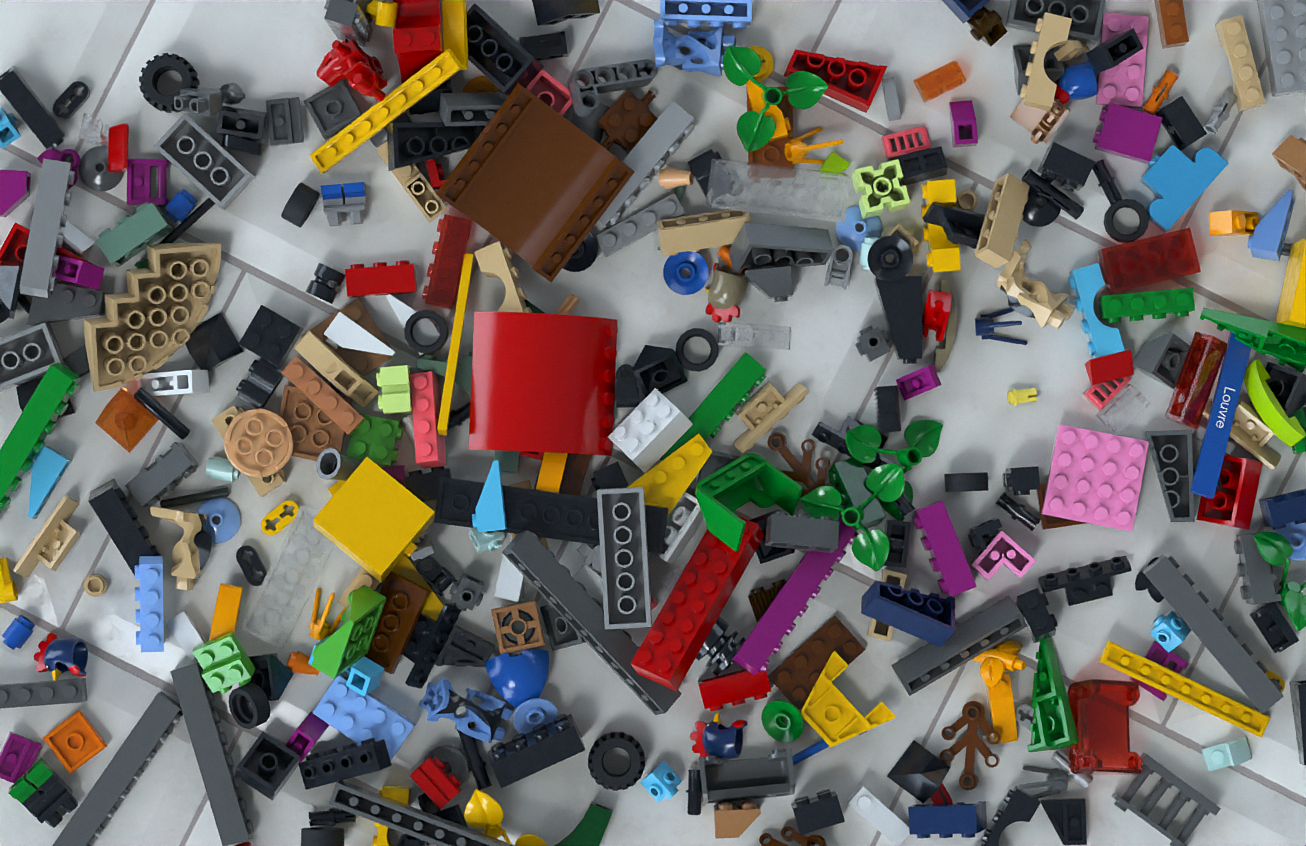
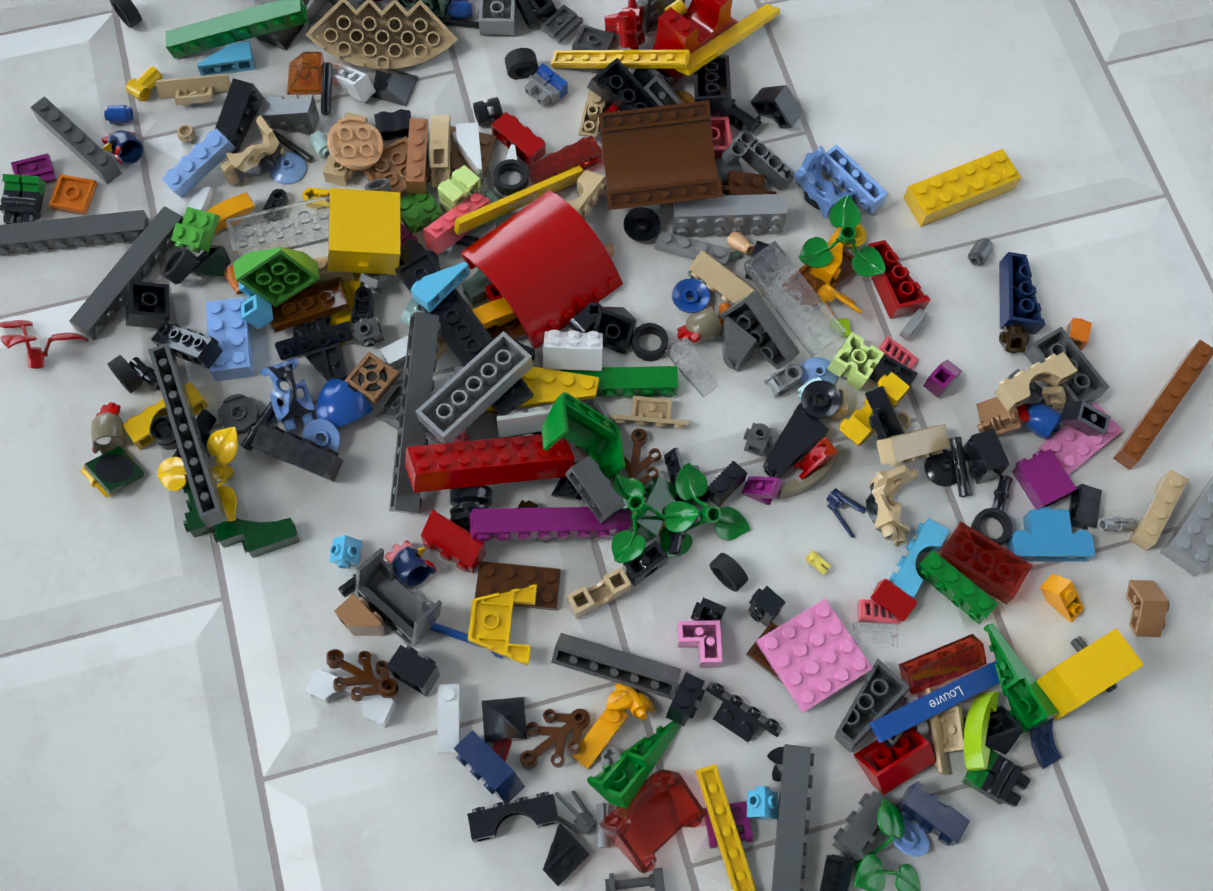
camera: 40 degrees right, 20 degrees down
(271, 336) = (427, 102): black brick -> none
(307, 735) = (189, 314): magenta slope -> none
(436, 782) = (222, 409): red brick -> none
(623, 780) = (331, 496): black tyre -> none
(777, 725) = (458, 595): green dish -> none
(910, 611) = (609, 605): dark blue wedge -> none
(940, 81) = (952, 345): clear orange hinge -> none
(944, 548) = (673, 592): magenta brick -> none
(1017, 511) = (741, 627): black pin -> none
(1163, 359) = (933, 629): dark grey slope -> none
(1168, 79) = (1089, 478): orange pin -> none
(1271, 232) = (1086, 624): medium blue slope -> none

